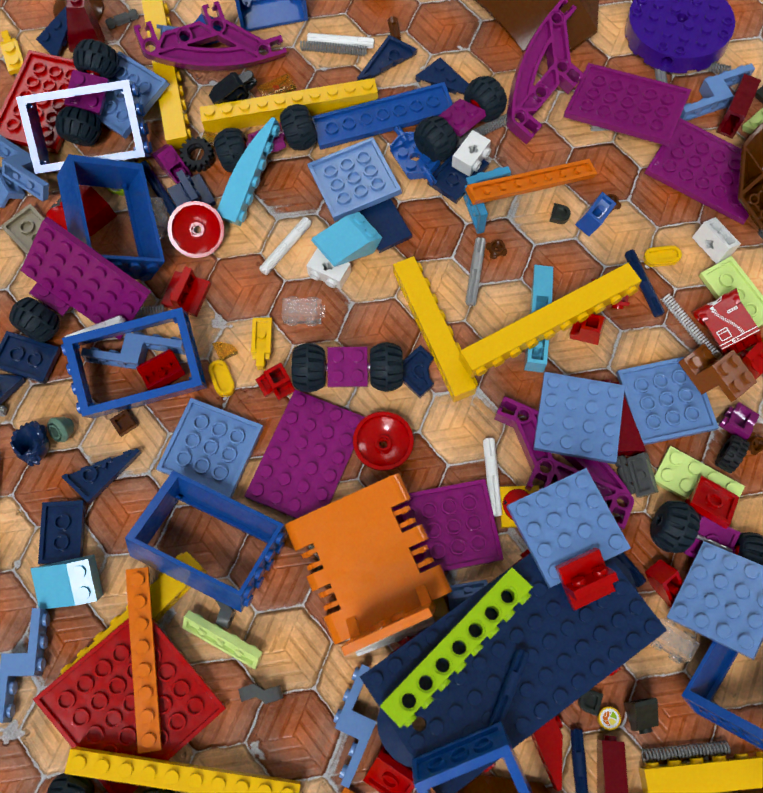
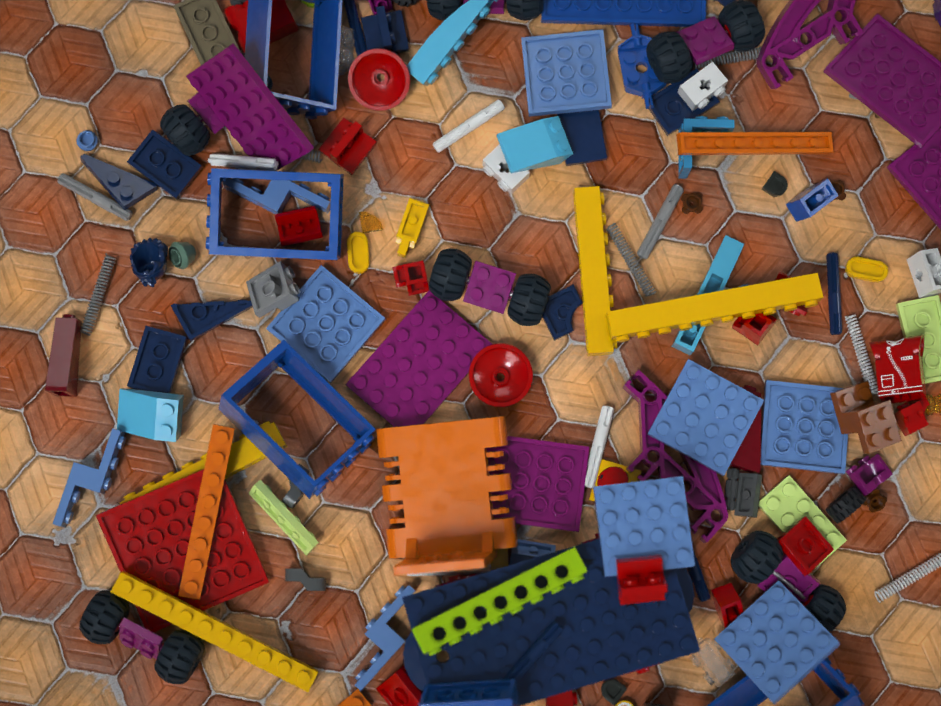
camera: 15 degrees right, 10 degrees up
(123, 422) = (246, 267): reddish brown tile -> none
(152, 431) = (273, 289): none -> light grey plate
(302, 311) = (463, 208): clear brick -> none
(444, 292) = (641, 283): none -> light grey piece

